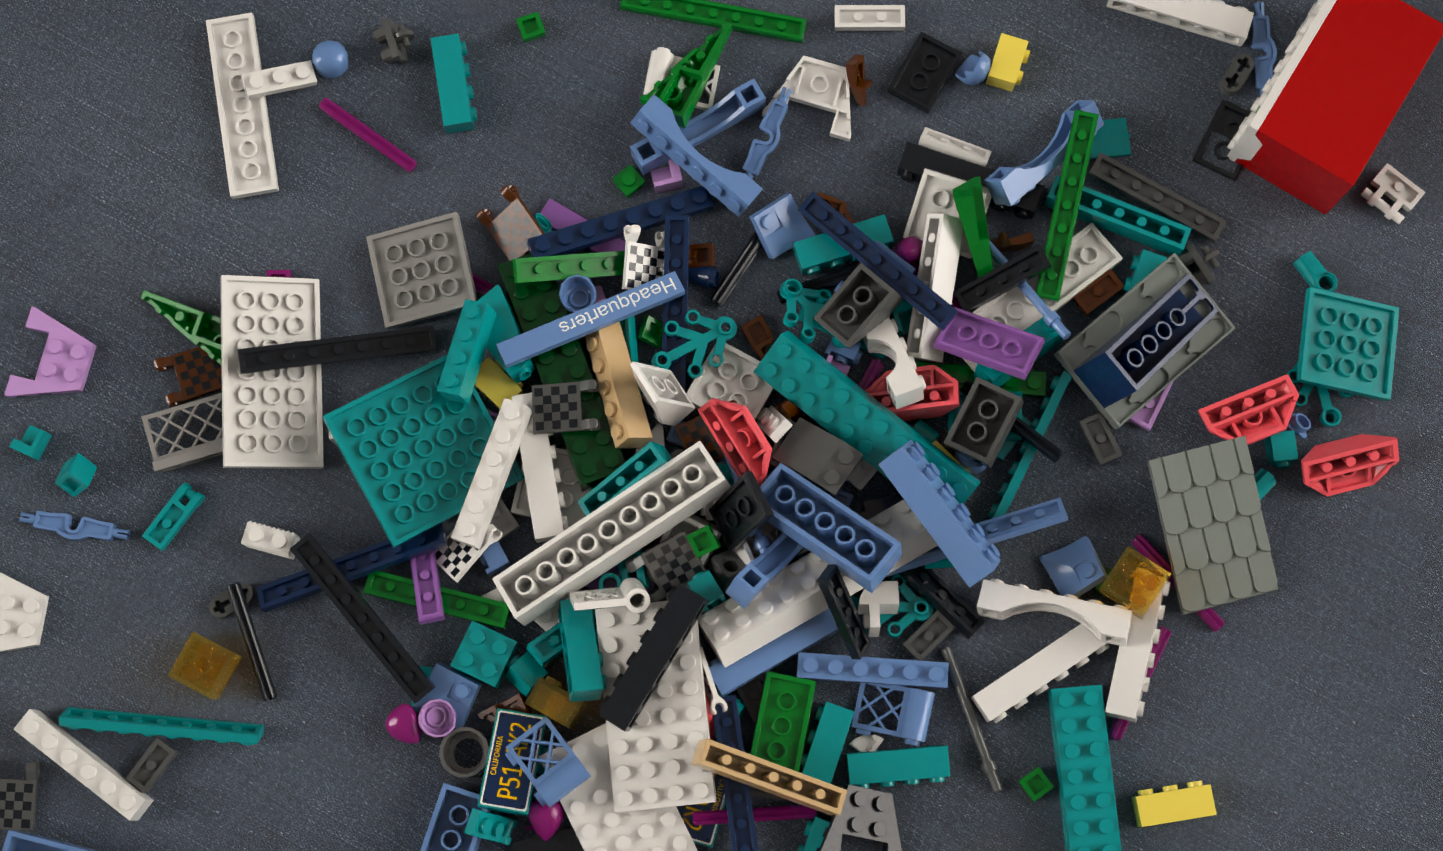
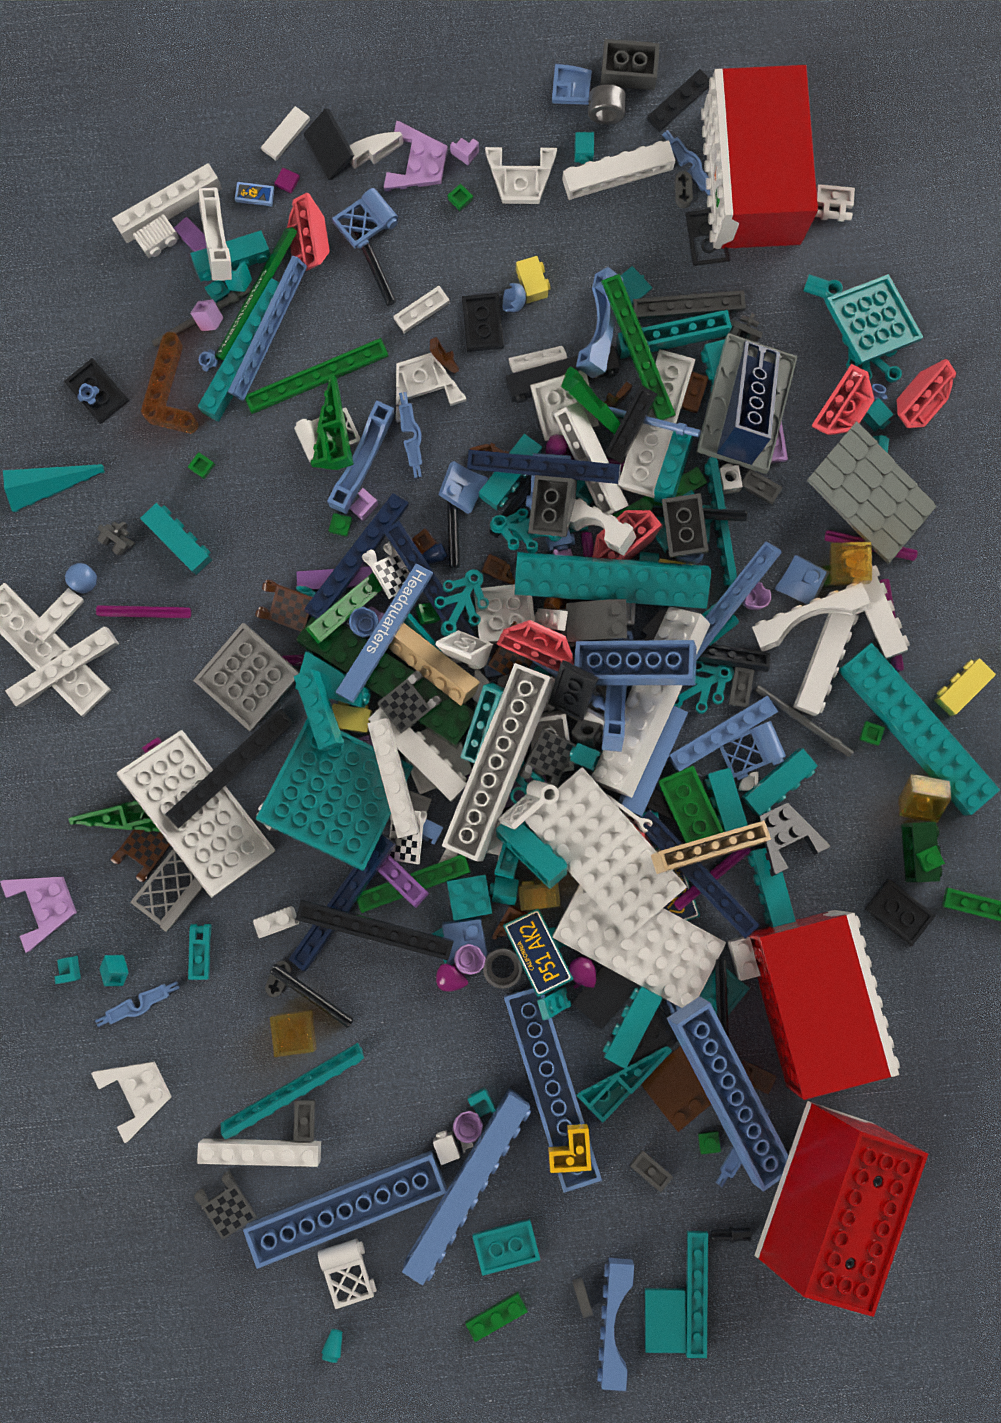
camera: 40 degrees left, 5 degrees up
(217, 133) = (64, 664): none -> white arch
(559, 779) = (577, 944): medium blue piece -> none
(653, 657) = (584, 823): black brick -> none
(659, 125) = (338, 474): medium blue arch -> none
(703, 541) = (560, 726): green plate -> none
(844, 611) = (683, 709): black plate -> none
(882, 601) = (696, 692): white brick -> none
(941, 513) = (701, 602): medium blue brick -> none
(990, 343) = (654, 472): medium lavender tile -> none
(1013, 552) = (757, 598): none -> lavender hair
(1069, 418) = (727, 486): none -> white brick

